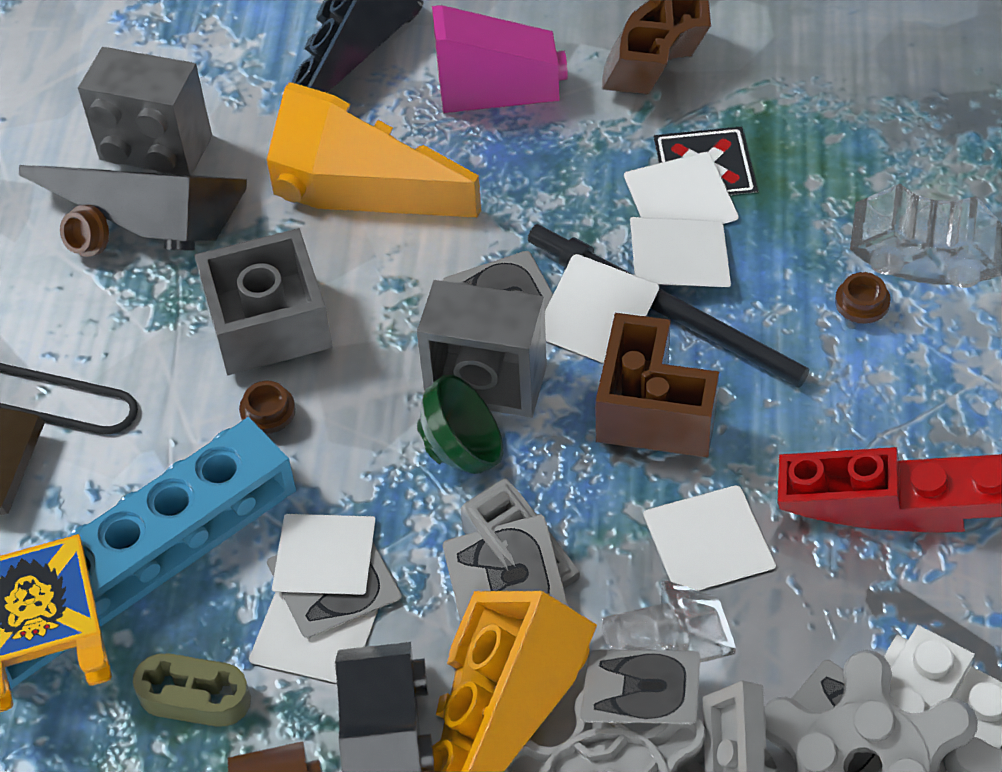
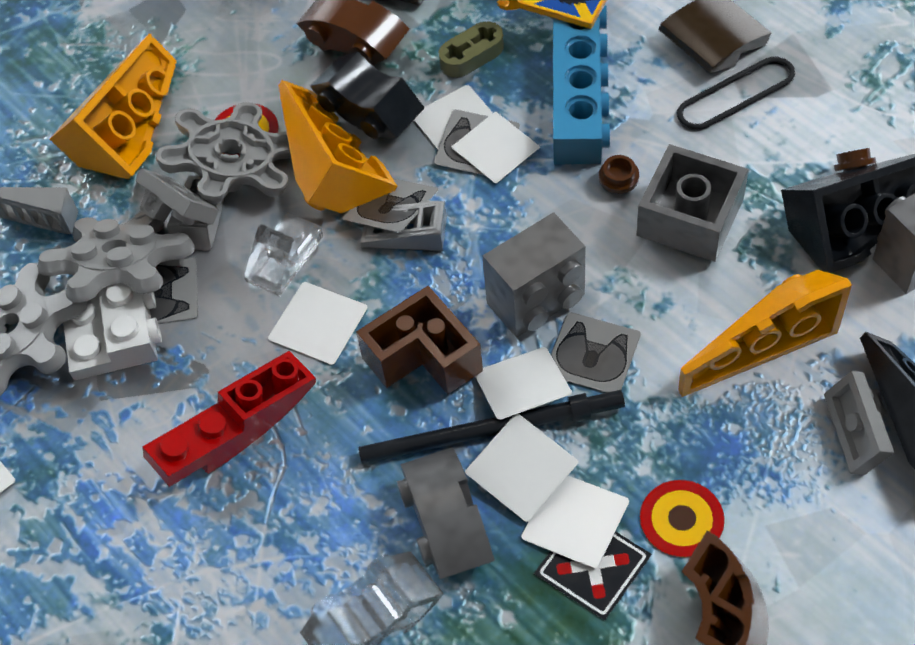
camera: 135 degrees right, 5 degrees up
(396, 71) = (859, 422): none -> light grey hinge
(459, 427) = (480, 228): dark green piece -> none
(494, 61) = (802, 474): dark pink slope -> none
(599, 138) = (679, 515): none -> sticker
(641, 686) = (256, 196): sticker -> none
(783, 261) = (449, 520): none -> flat silver brick
(863, 298) = (375, 538): reddish brown plate -> none

